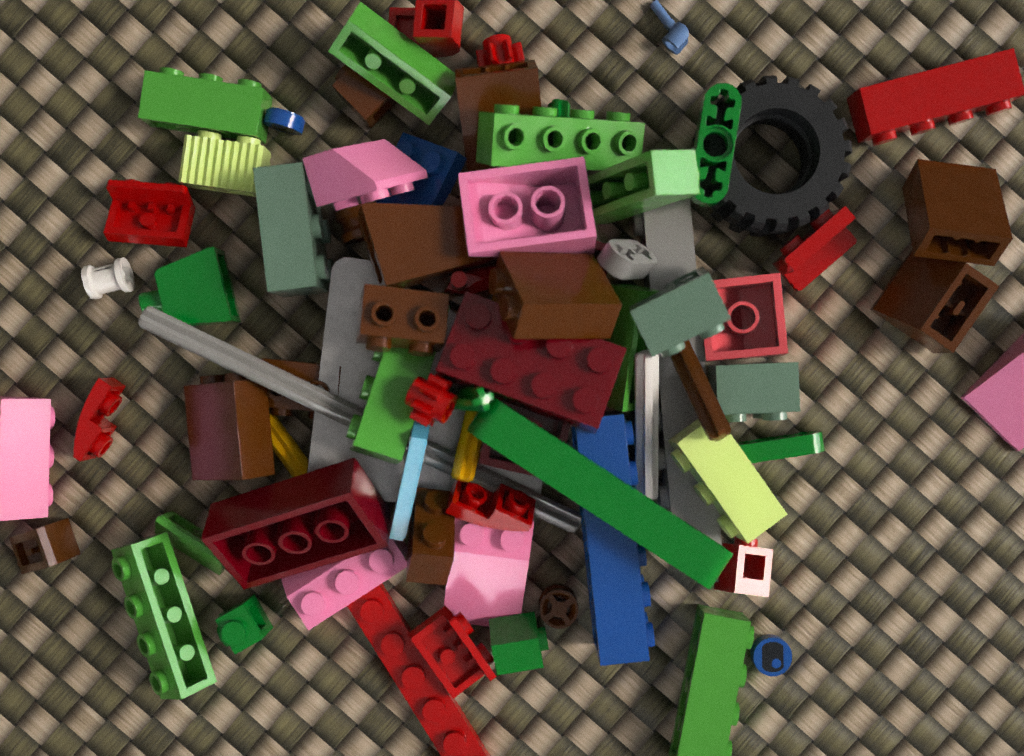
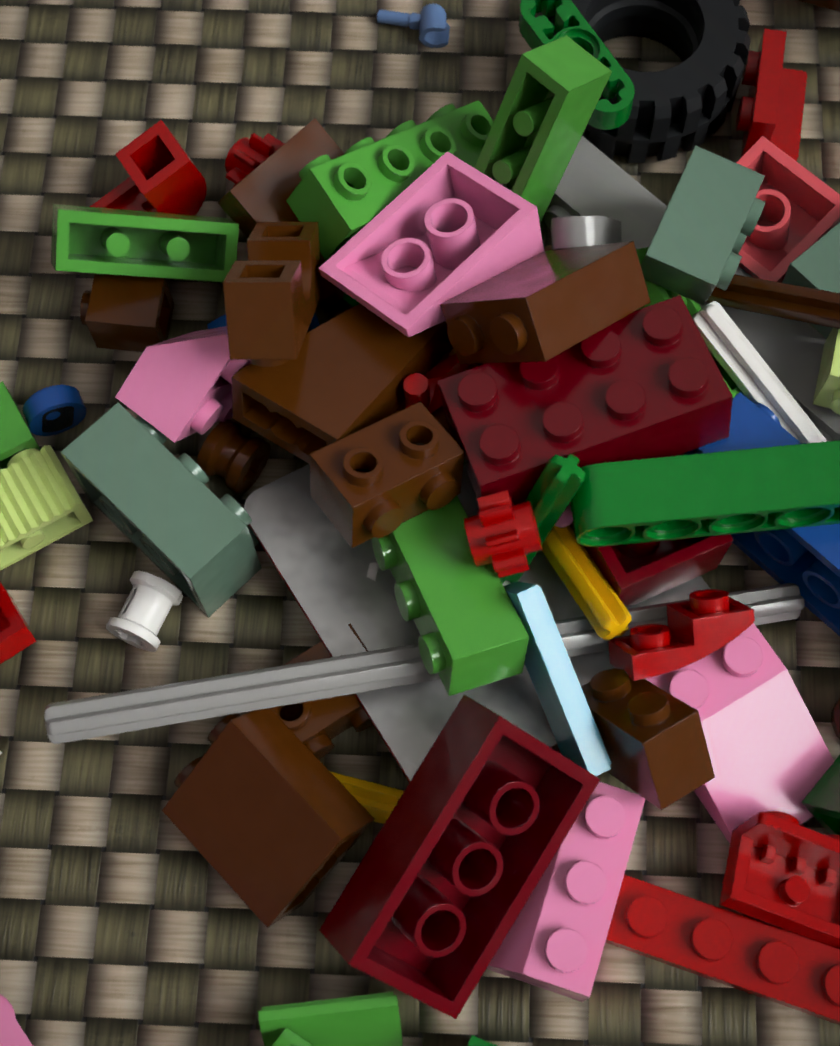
camera: 35 degrees left, 20 degrees down
(93, 429) = (80, 976): red slope -> none
(195, 290) = (79, 663): green torso -> none
(247, 274) = (145, 611): none -> white bush
(407, 184) = (273, 292): none -> reddish brown arch

